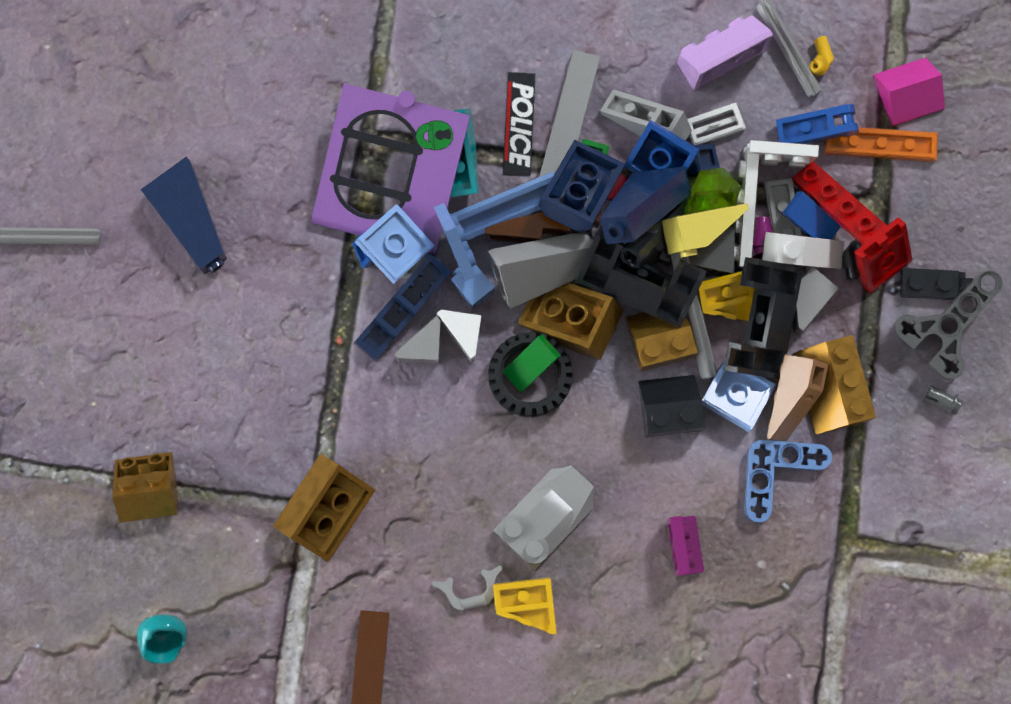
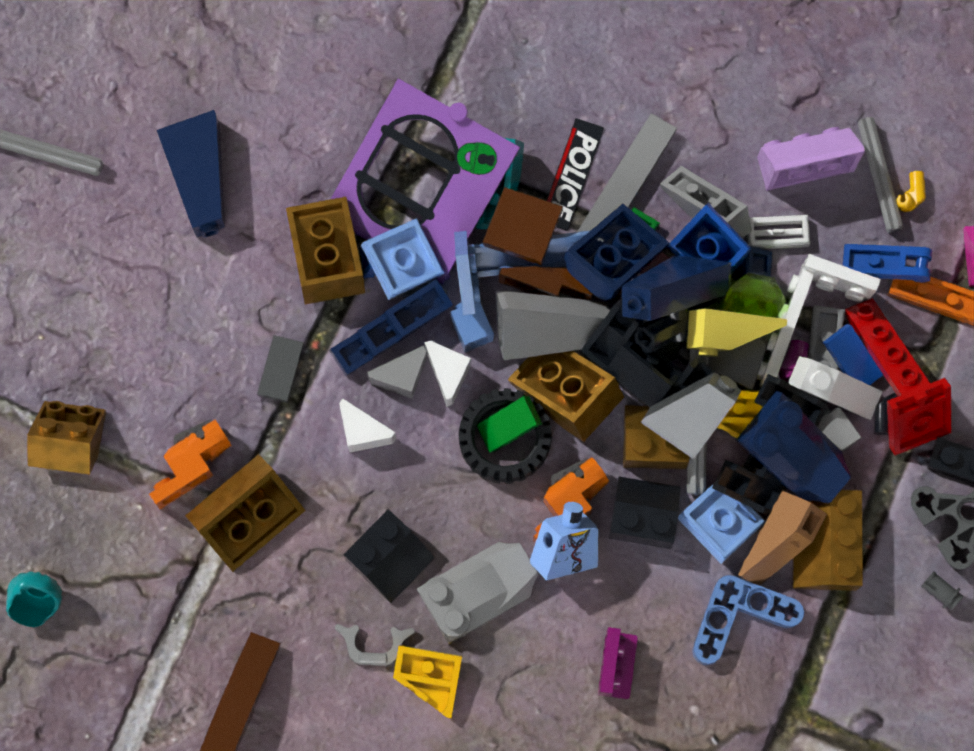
camera: 20 degrees right, 5 degrees down
(259, 475) = (188, 461): none -> orange plate
(315, 371) = (280, 369): none -> dark grey tile
(324, 254) = (325, 250): none -> pearl gold slope
(404, 405) = (362, 430): none -> white slope
(461, 509) = (389, 556): none -> black slope
(493, 185) = (522, 226): none -> reddish brown tile
(601, 412) = (576, 485): none -> orange plate
(612, 455) = (566, 544): none -> light blue torso
(691, 311) = (693, 413): none -> slope
(788, 317) = (795, 451): none -> dark blue slope

